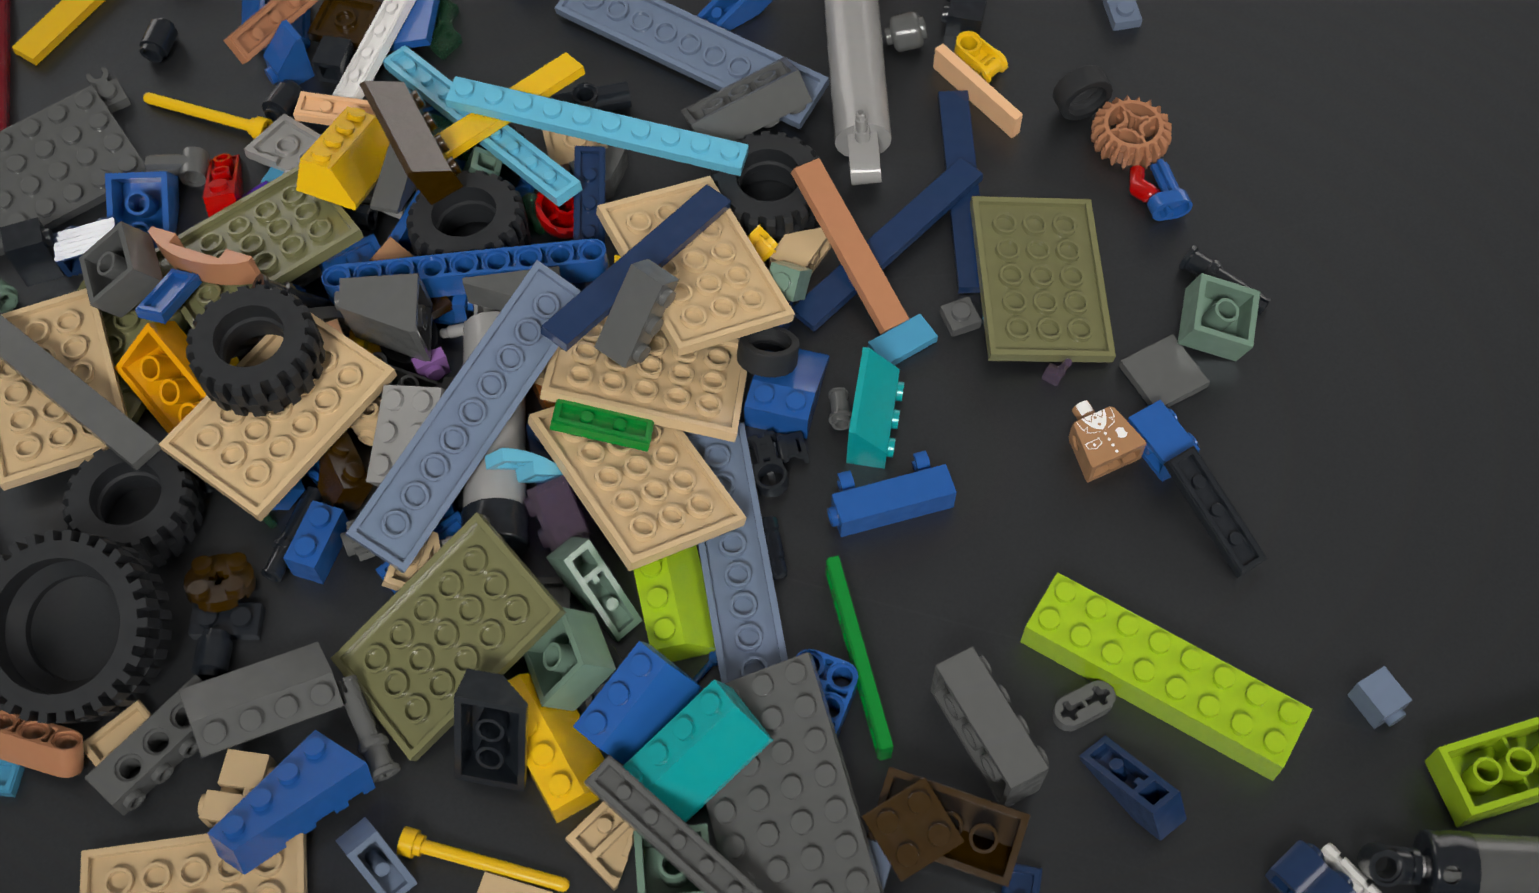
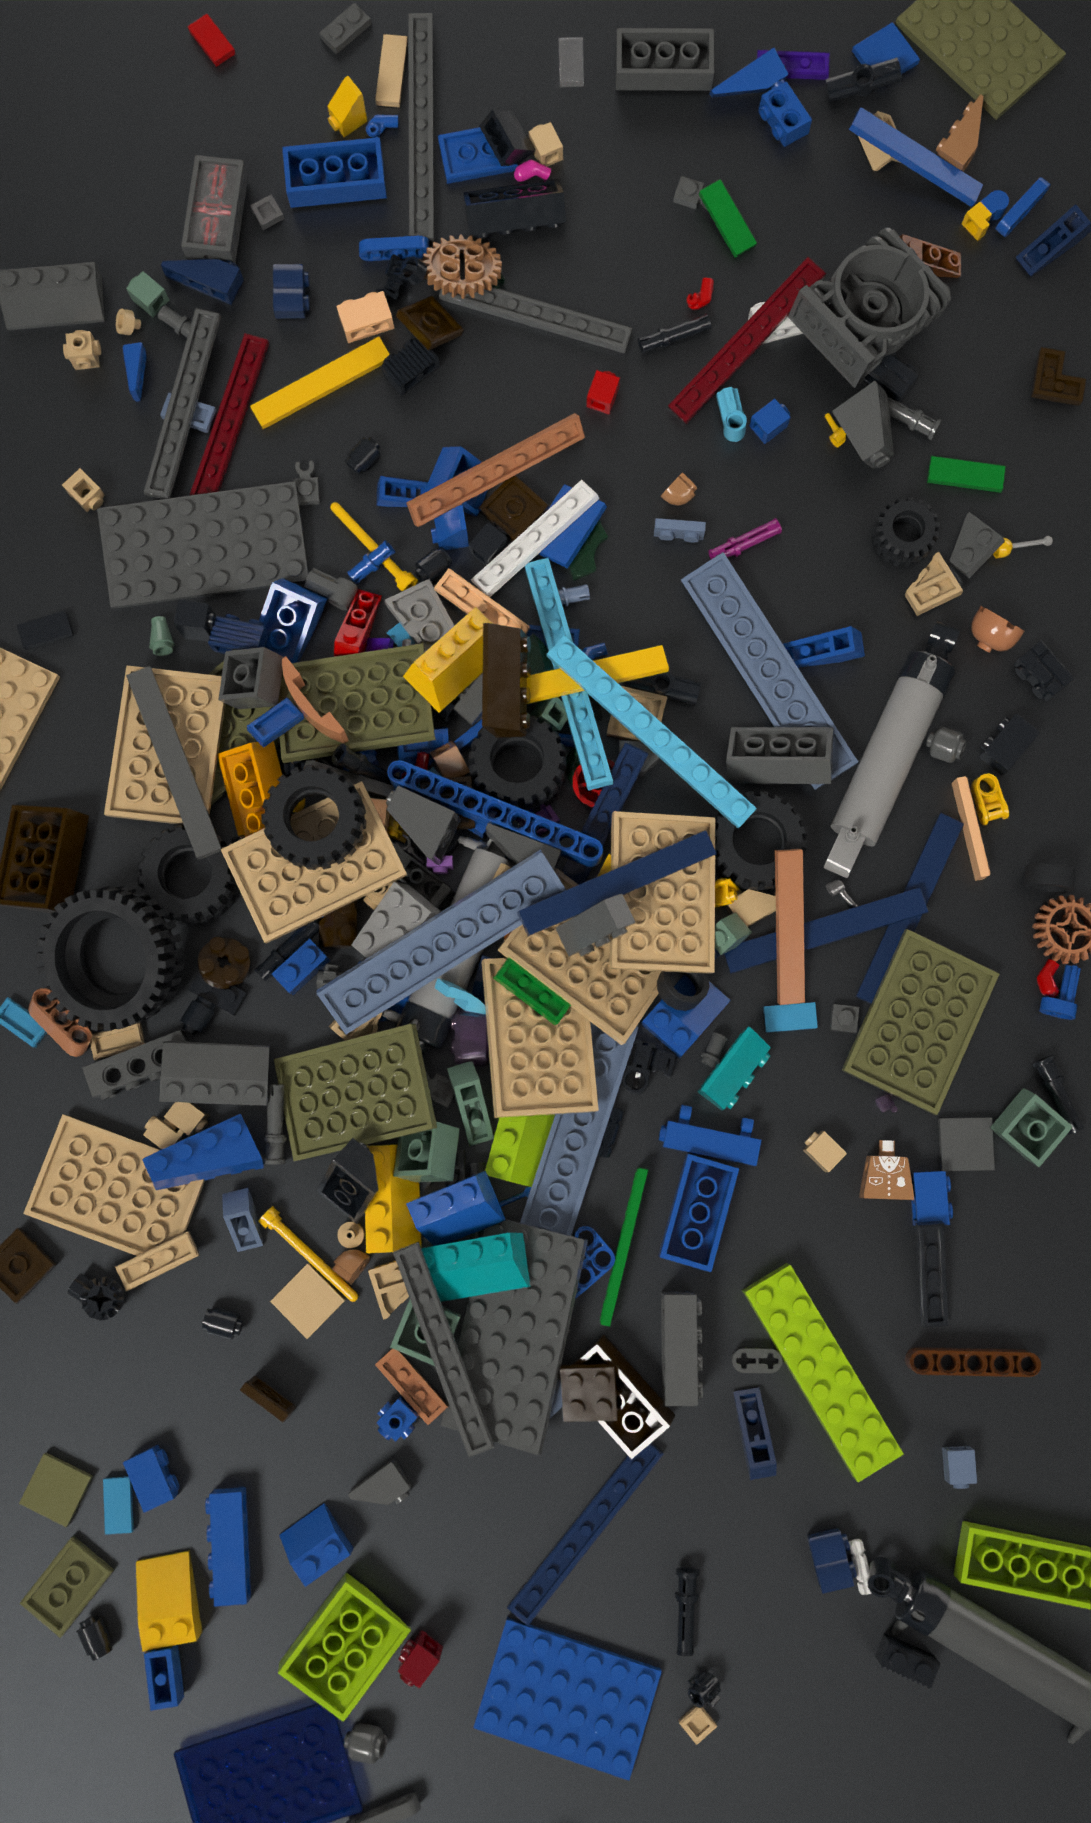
camera: 30 degrees right, 20 degrees up
(207, 59) = (397, 483): none -> blue slope
(212, 122) = (371, 562): none -> blue pin
(452, 64) = (574, 594): none -> sand blue pin
(523, 812) = (357, 1234): none -> tan tile
(540, 846) = (351, 1264): none -> medium nougat piece
(878, 200) = (837, 887): none -> flat silver hand
(922, 575) = (698, 1212): none -> blue brick
(1019, 448) = (823, 1150): none -> tan brick
(1328, 571) = (985, 1364): none -> reddish brown beam

